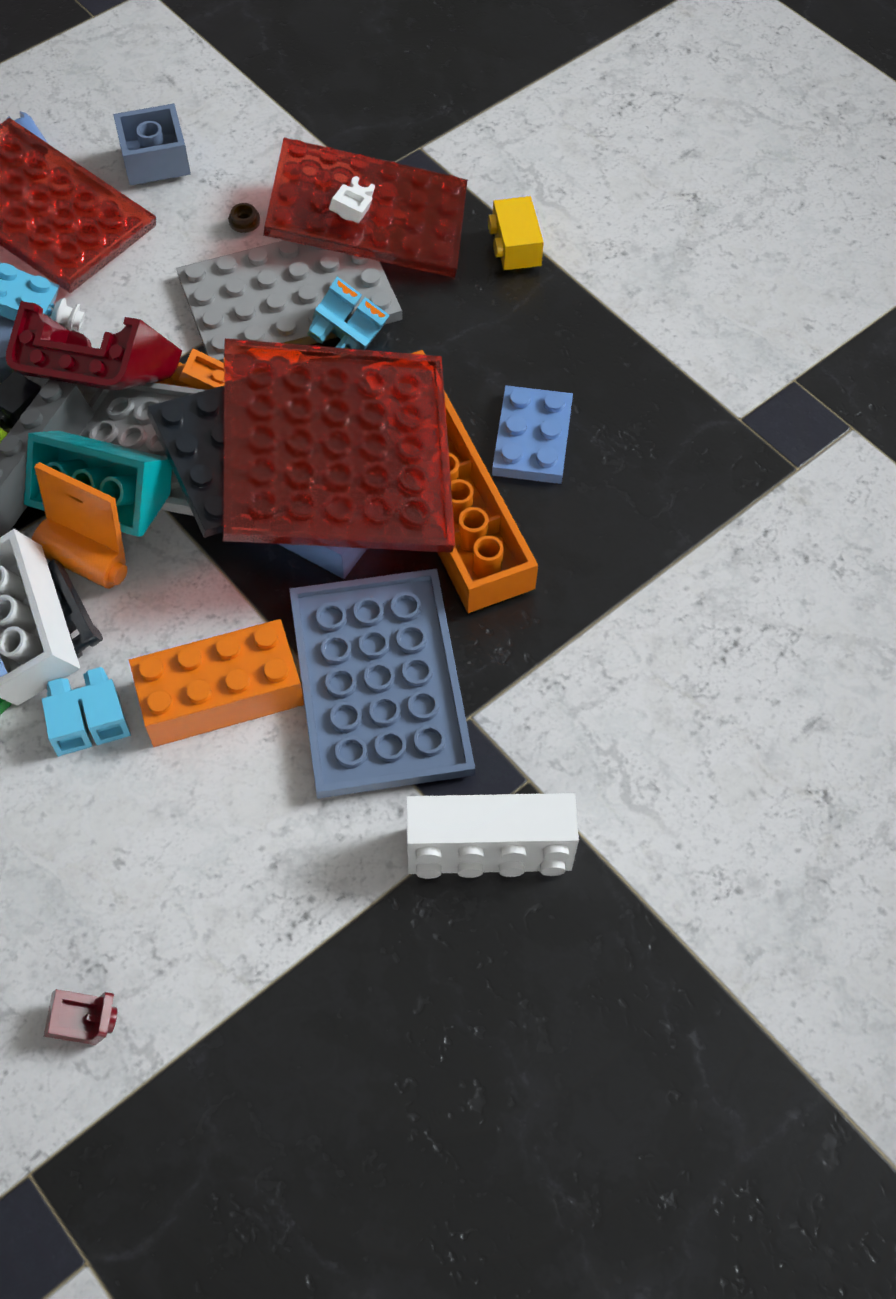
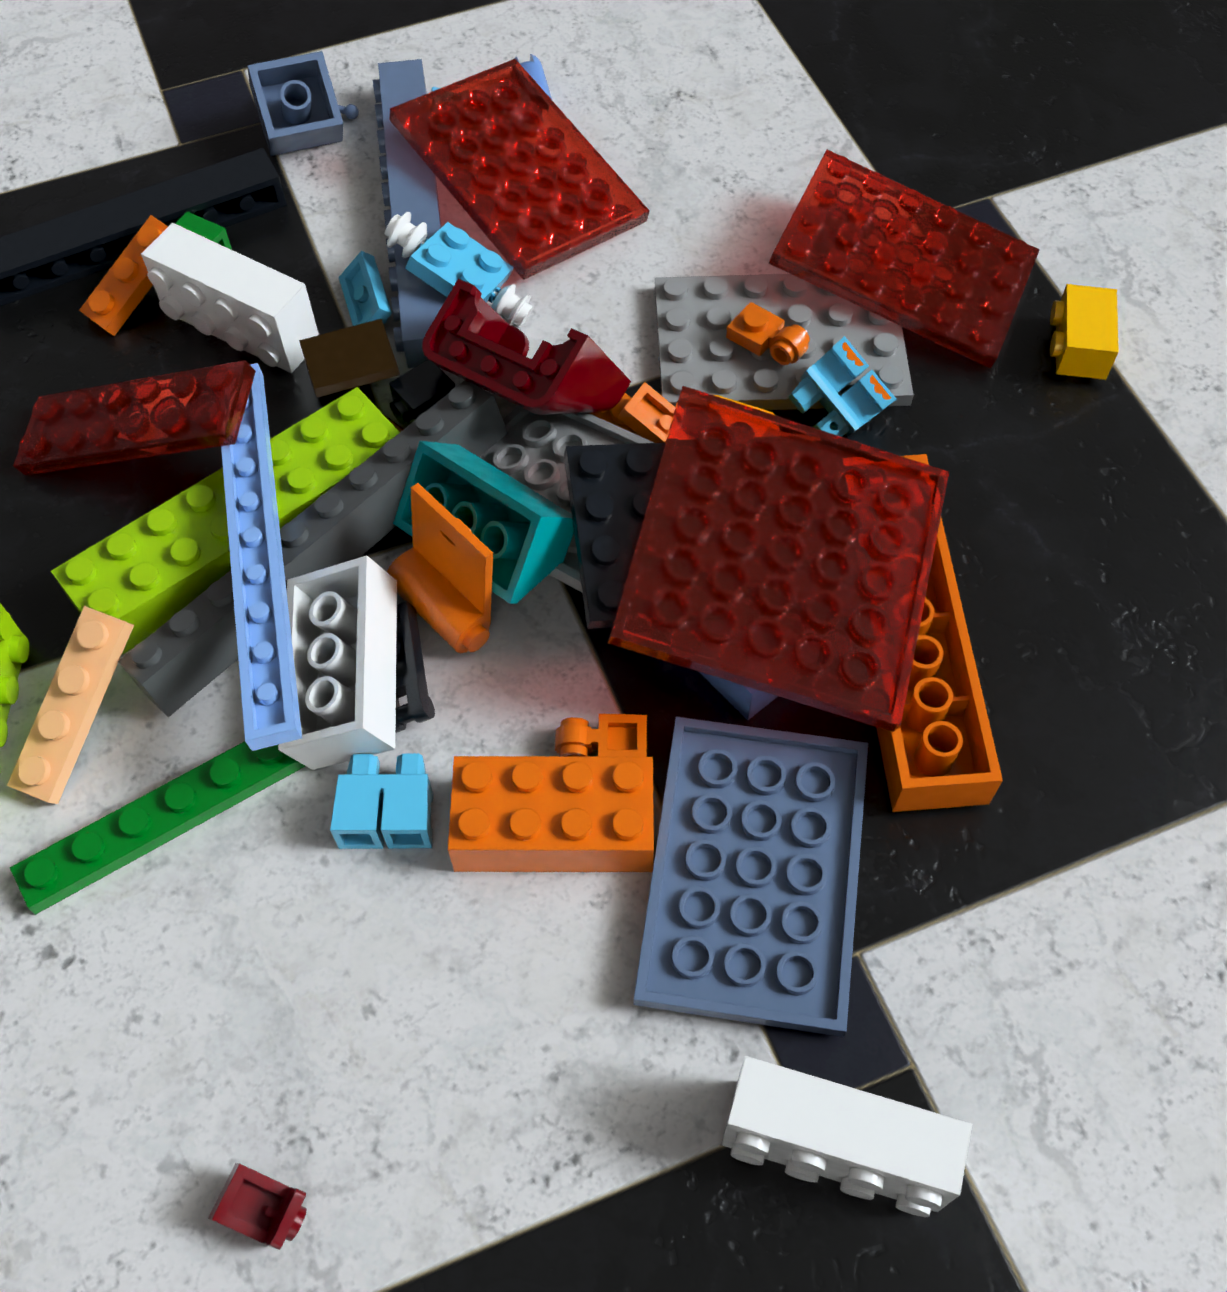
camera: 20 degrees right, 0 degrees up
(152, 144) = (669, 124): sand blue brick -> none
(244, 218) = (752, 236): dark brown plate -> none
(244, 614) = (616, 736): none -> orange plate
(272, 288) = (760, 329): none -> orange plate
(352, 201) = (889, 245): white plate -> none
(532, 434) = (1039, 597): medium blue plate -> none

